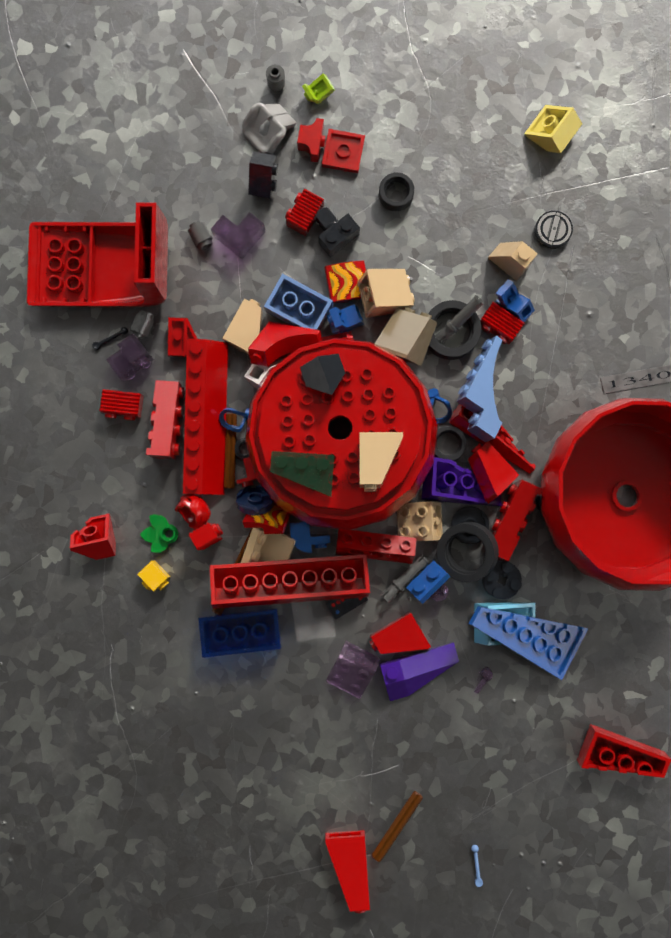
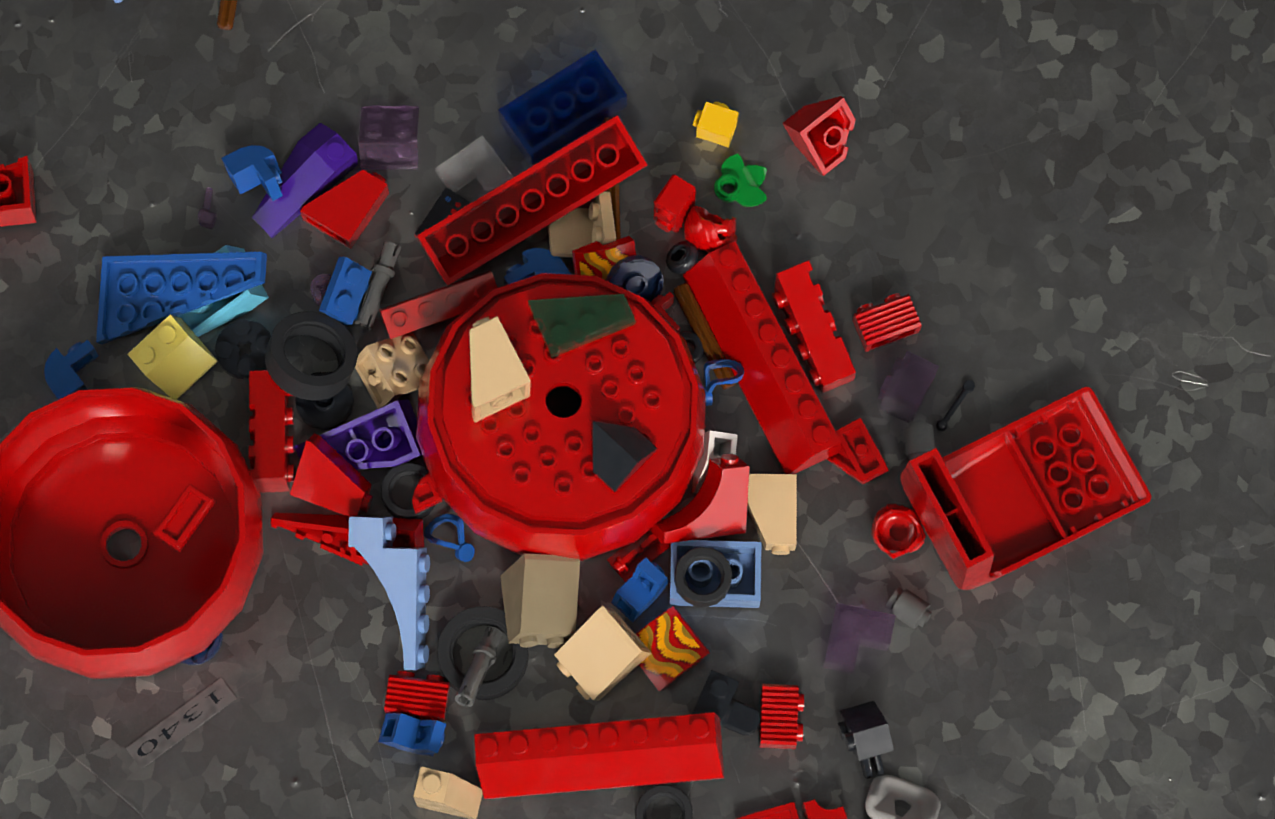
camera: 150 degrees right, 10 degrees down
(182, 281) = (897, 530): none -> red hair
(216, 498) = (674, 261): none -> black piece
(308, 284) = (713, 556): none -> black tyre
(416, 235) = (599, 755): none -> red slope
(443, 434) = (425, 495): none -> red tile
(446, 691) = (253, 167): none -> blue brick
(548, 594) = (172, 357): none -> light yellow slope
(604, 469) = (184, 517): none -> red tile
(618, 617) = (61, 371): none -> blue brick

